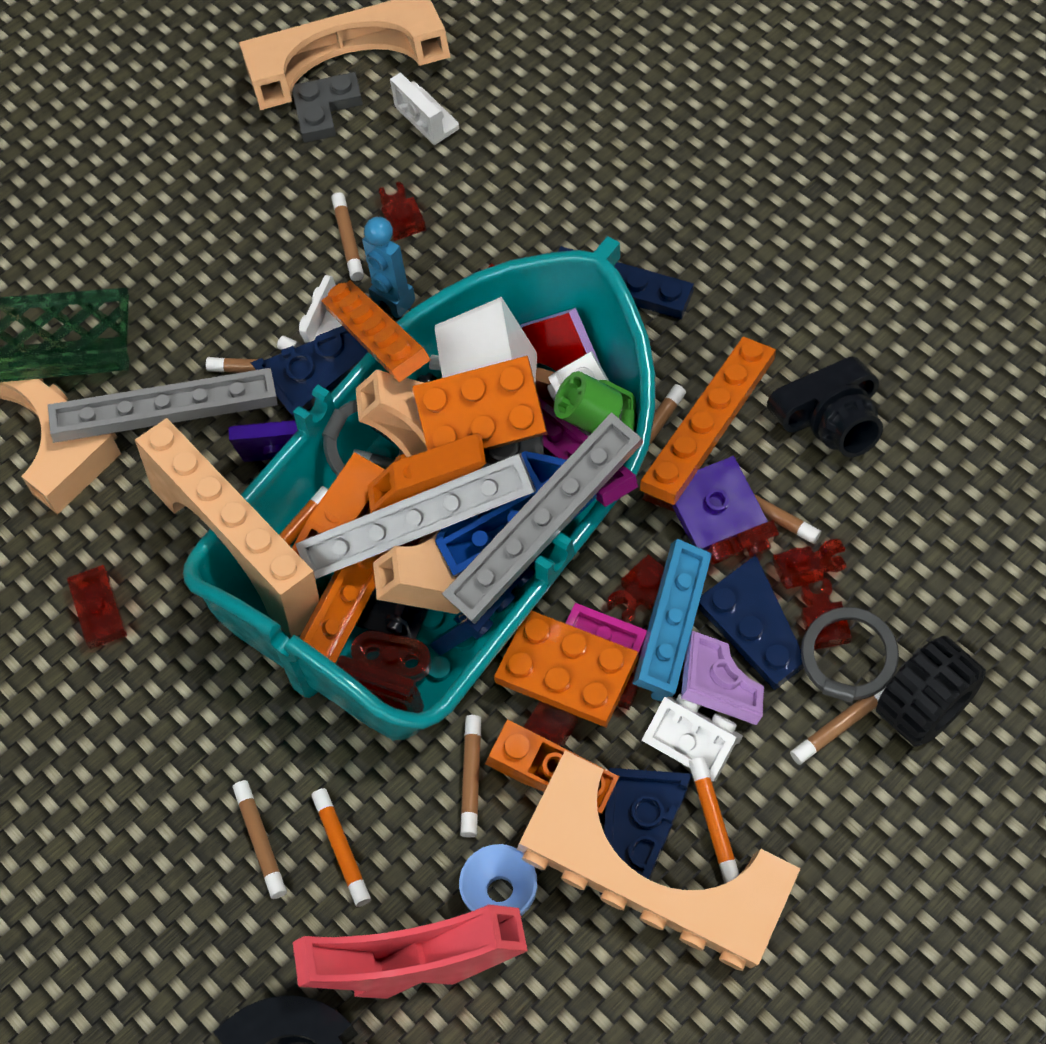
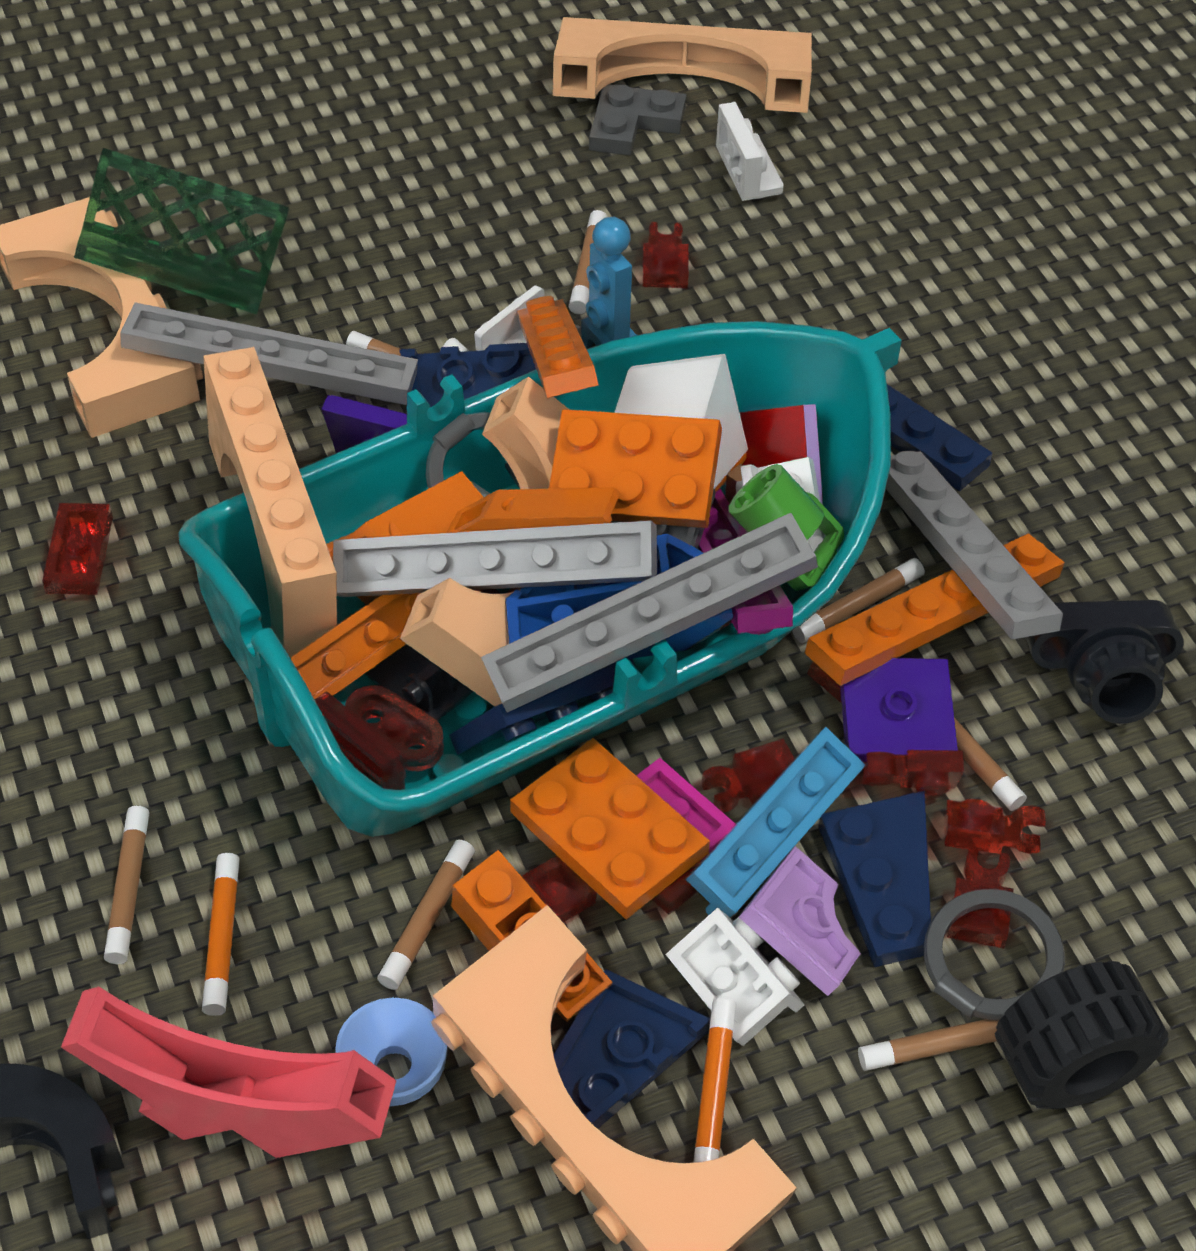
camera: 15 degrees right, 10 degrees down
(718, 369) = (971, 548): none -> light grey plate

